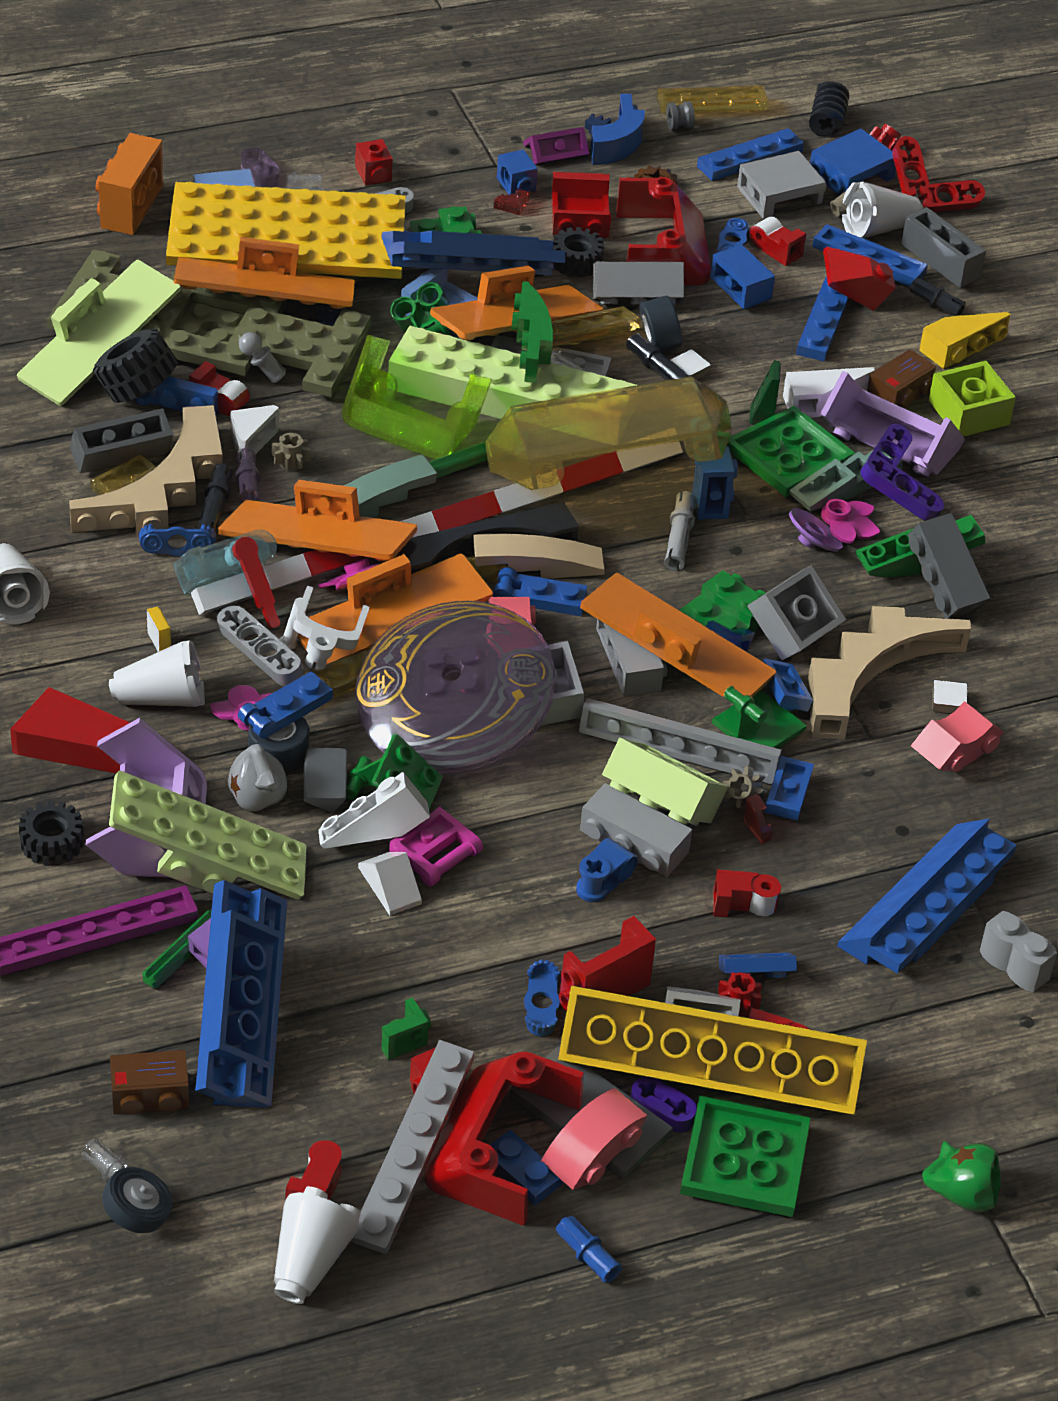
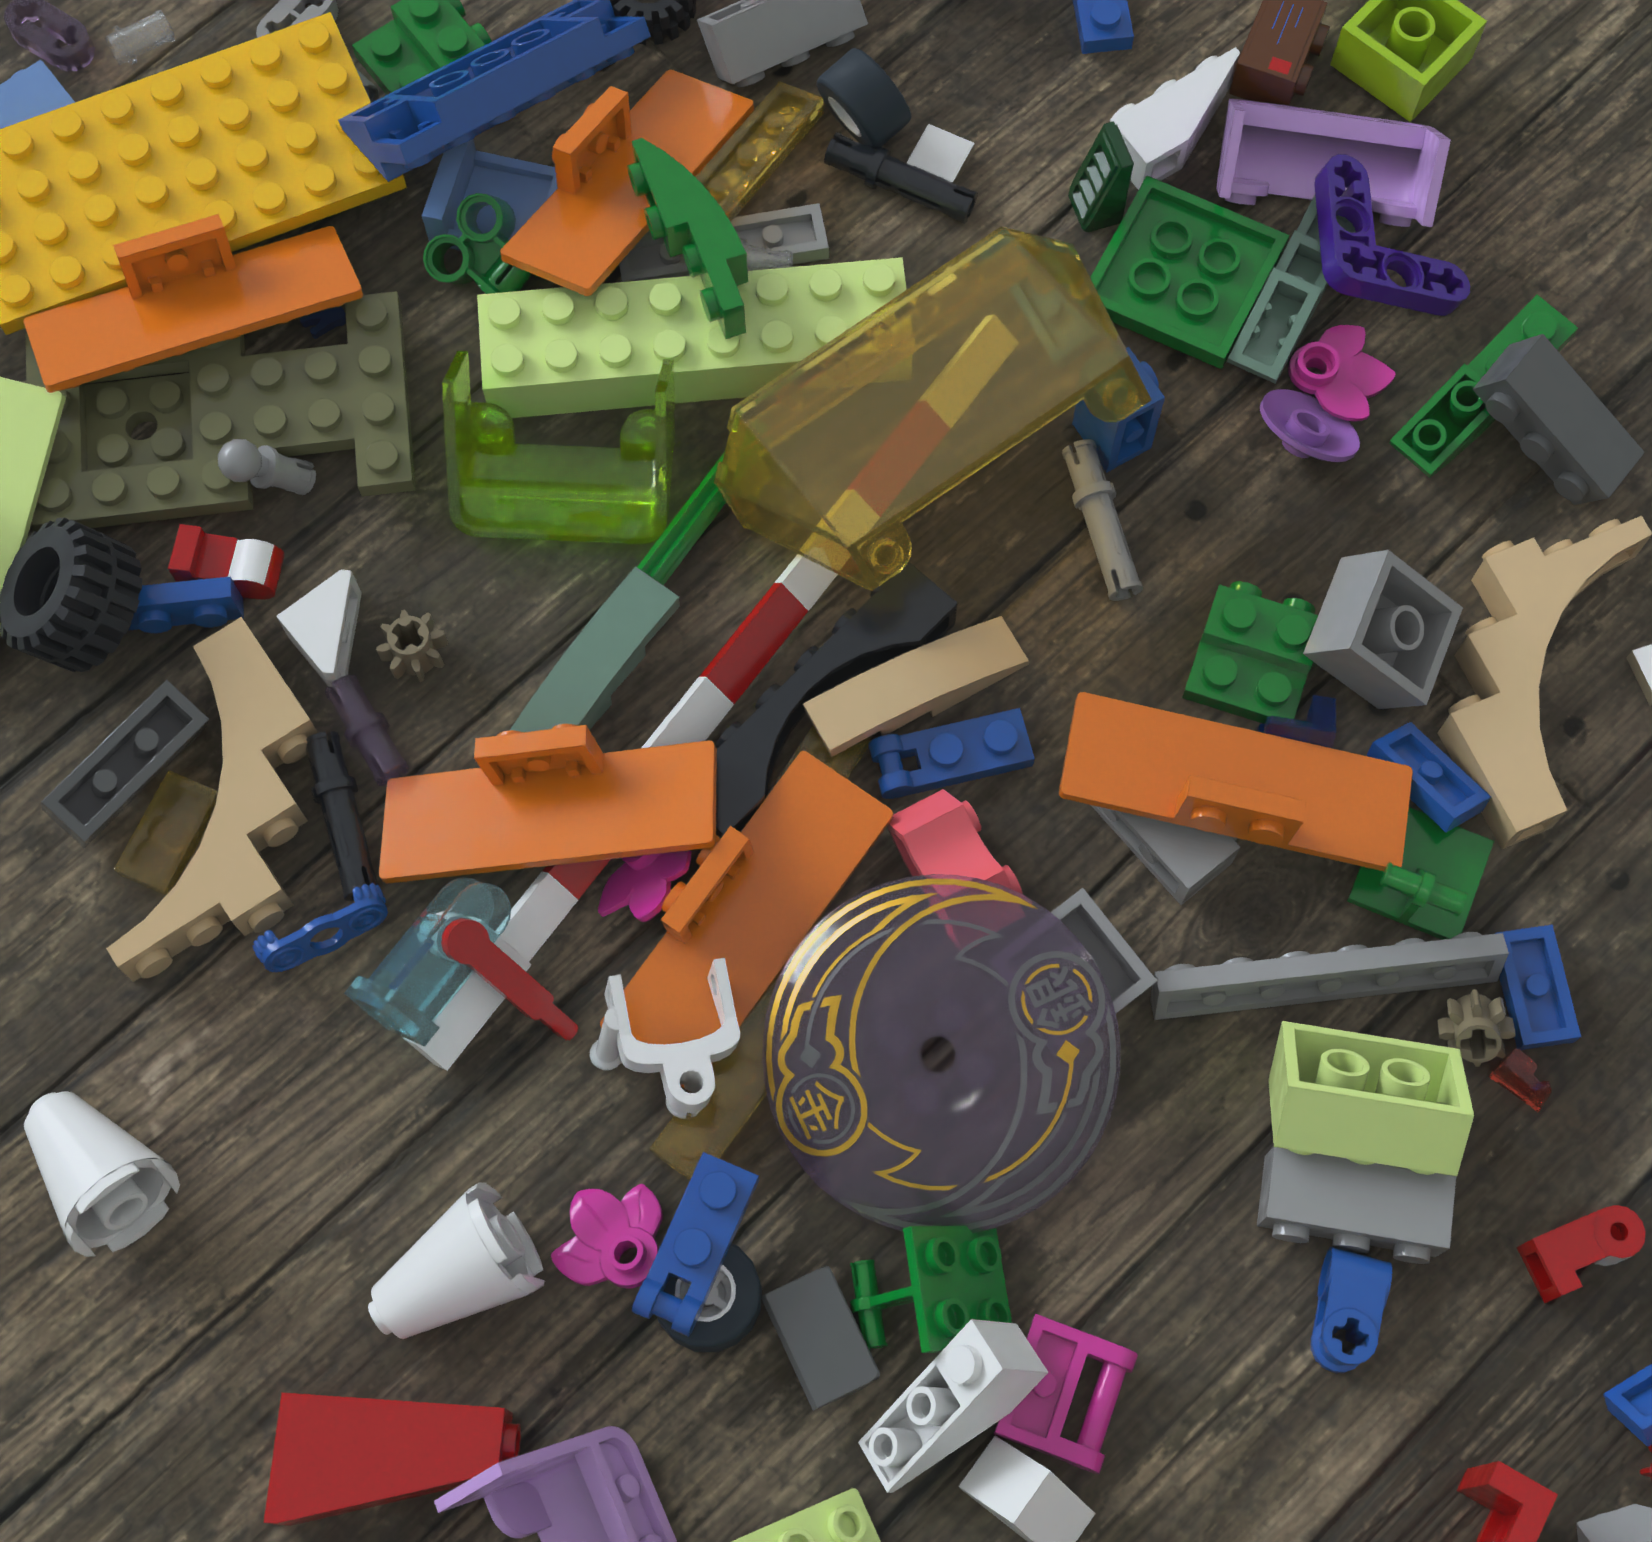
camera: 20 degrees left, 25 degrees up
(158, 629) = (392, 1147): yellow tile -> none
(257, 779) = (721, 1408): light grey piece -> none
(264, 642) = (576, 1098): light grey beam -> none

